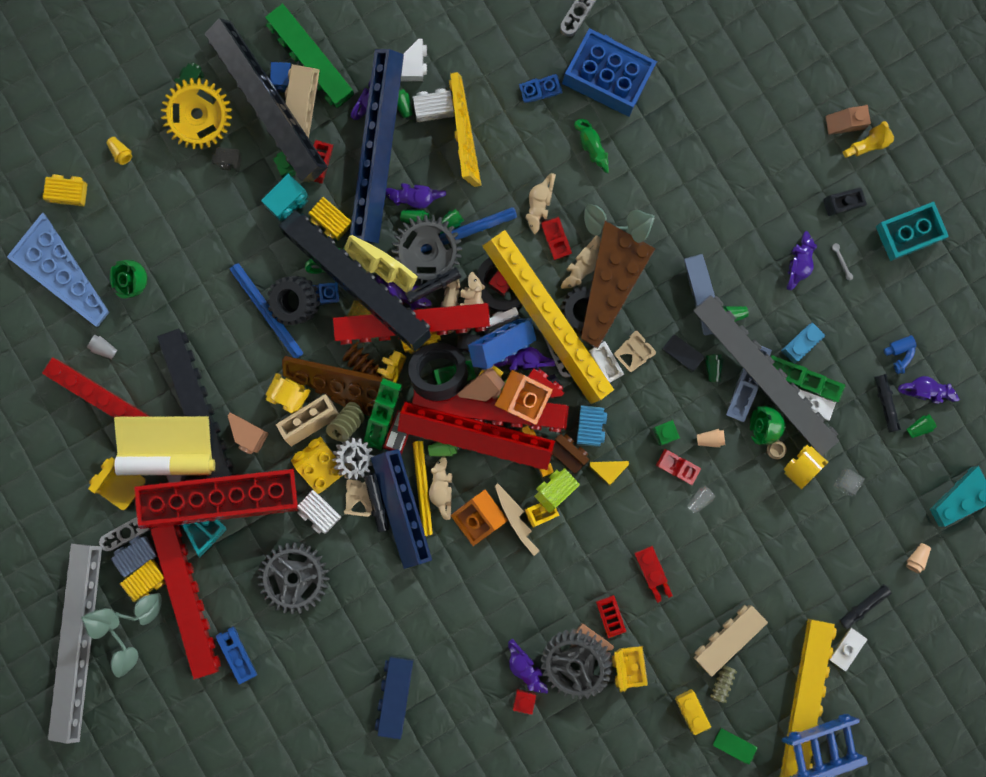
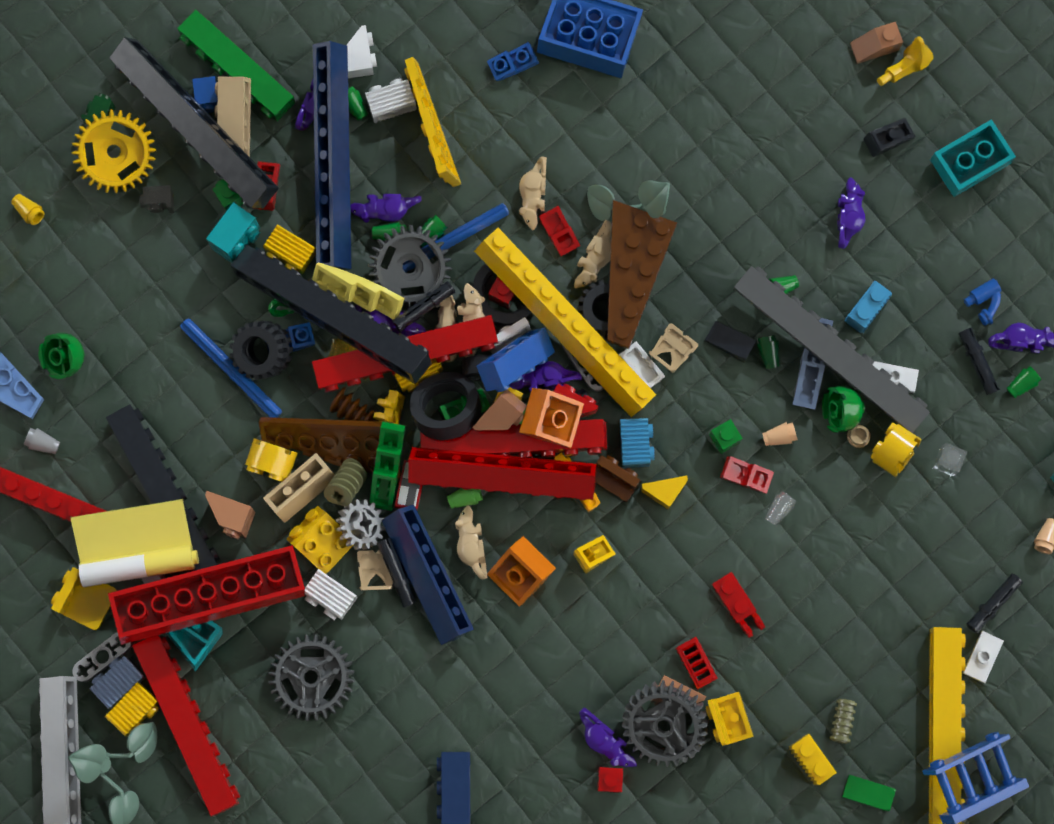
camera: 10 degrees left, 5 degrees down
(236, 655) = (257, 782): blue plate -> none
(422, 487) = (448, 546): yellow axle -> none
(513, 512) = (560, 559): tan slope -> none
(557, 490) = (608, 522): lime brick -> none
(591, 143) = (582, 115): green animal -> none
(699, 282) = (735, 256): sand blue slope -> none
(730, 639) = (842, 667): tan brick -> none
(810, 380) = (885, 349): green slope -> none
(835, 248) = (888, 193): light grey hinge -> none

